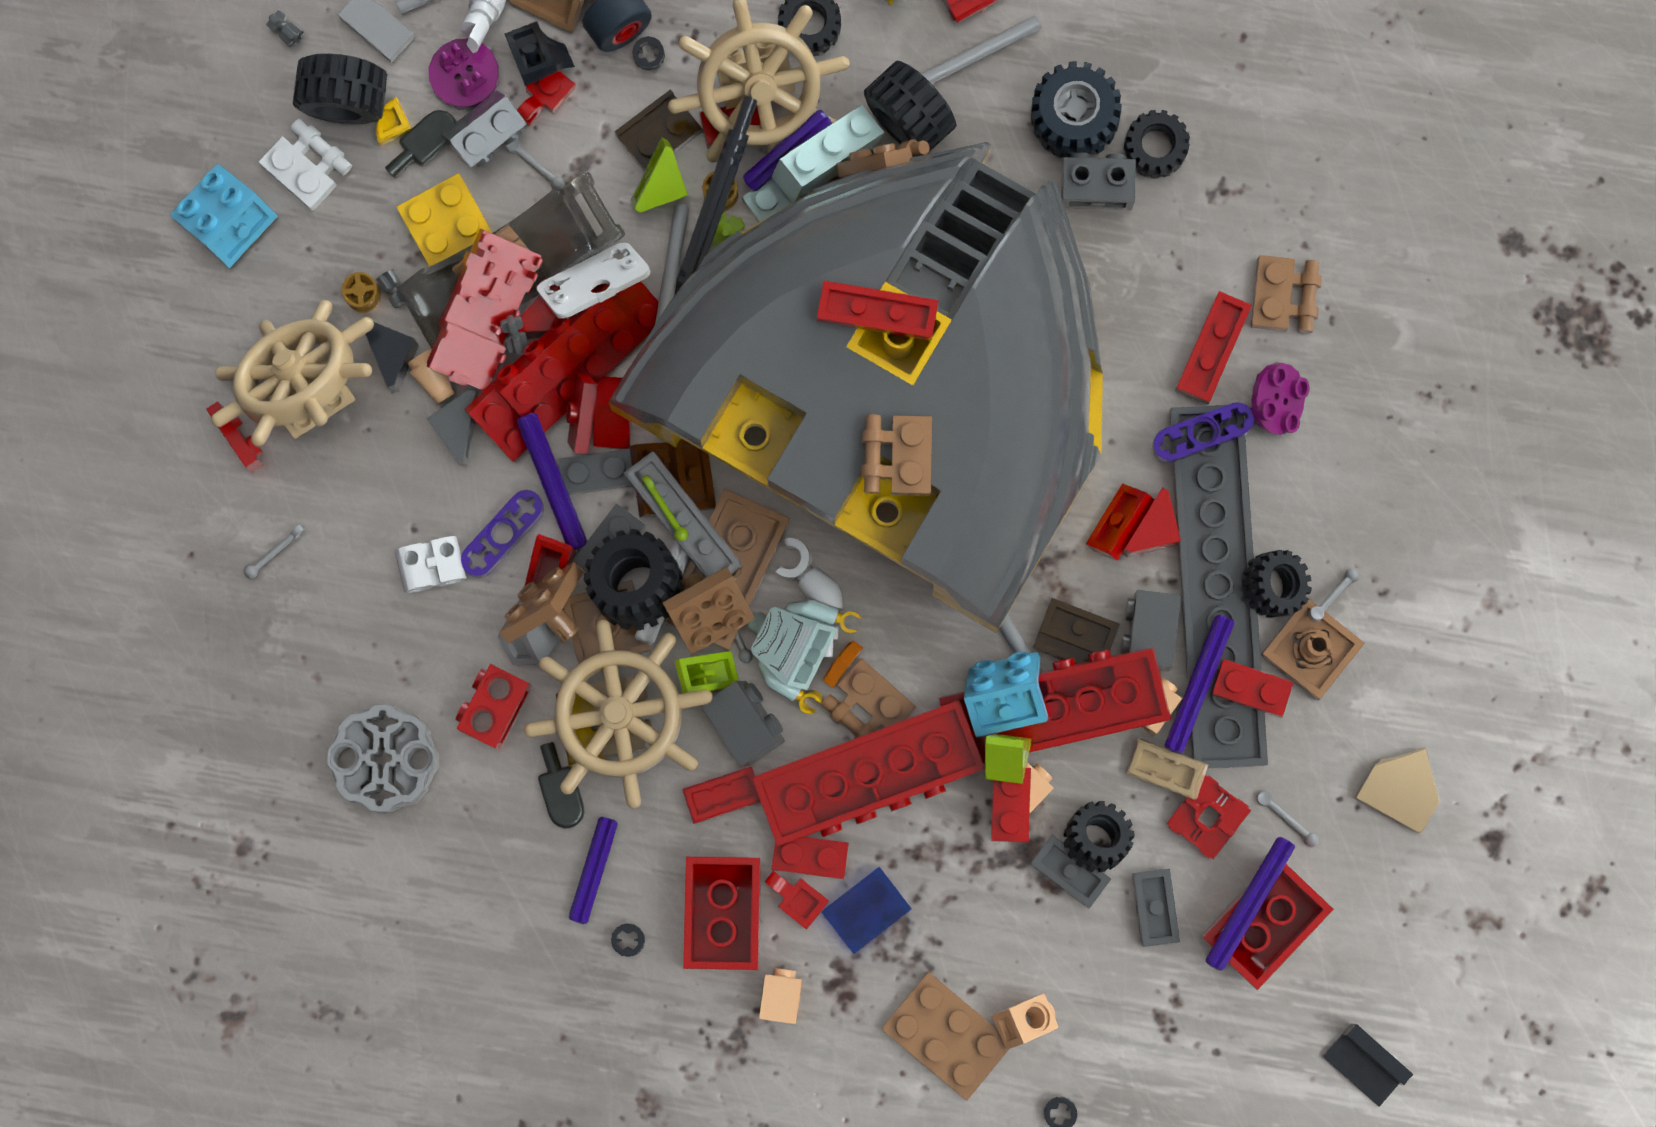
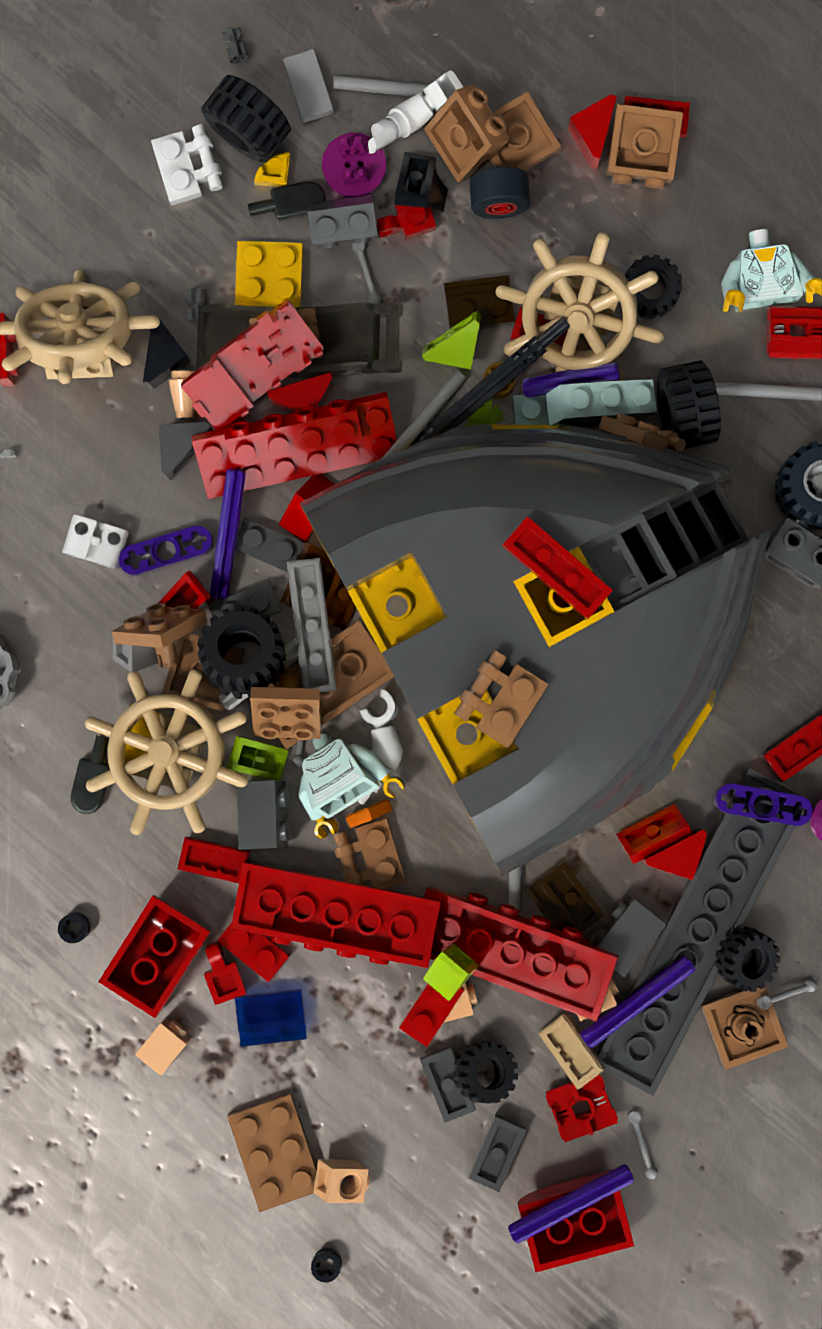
camera: 30 degrees right, 5 degrees up
(224, 215) = (98, 167): medium azure bracket -> none
(358, 285) = (168, 286): pearl gold wheel -> none
(503, 710) = (81, 691): red brick -> none
(516, 340) = (264, 405): dark grey piece -> none
(580, 413) = (282, 493): red plate -> none
(581, 278) = (346, 386): white axle -> none
(593, 870) = (79, 857): dark purple axle -> none
(653, 44) = (517, 230): black bush -> none
(680, 533) = (301, 637): lime hinge -> none
(1005, 694) = (480, 917): medium azure bracket -> none
(1252, 688) = (677, 1030): red plate -> none
(1402, 789) = (746, 1177): tan slope -> none

